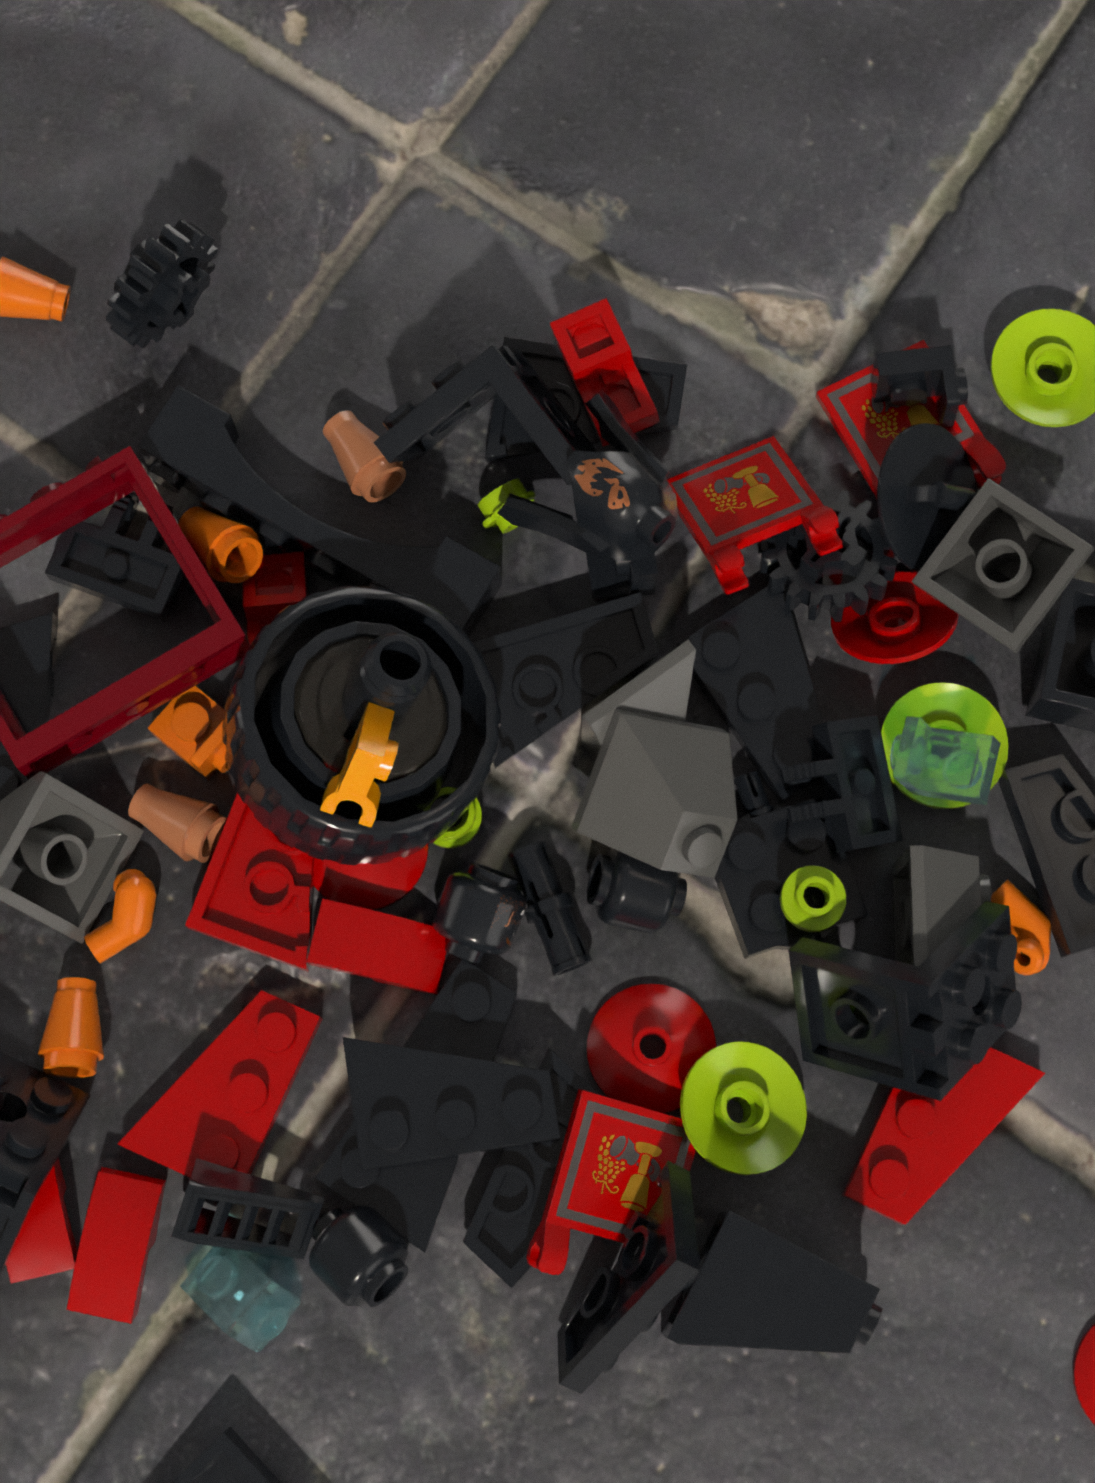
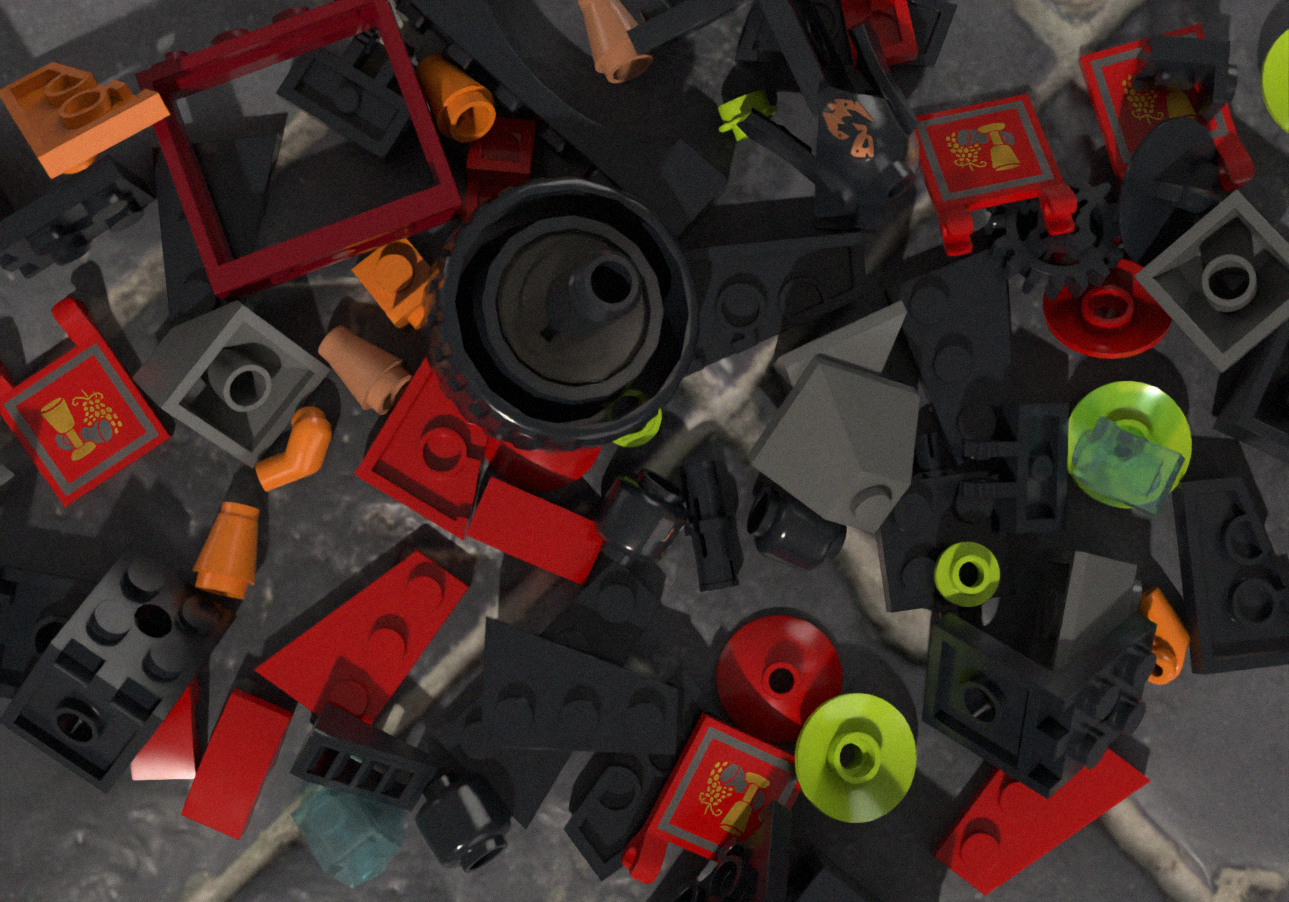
camera: 10 degrees right, 10 degrees up
(367, 758) = (559, 371): light orange plate -> none

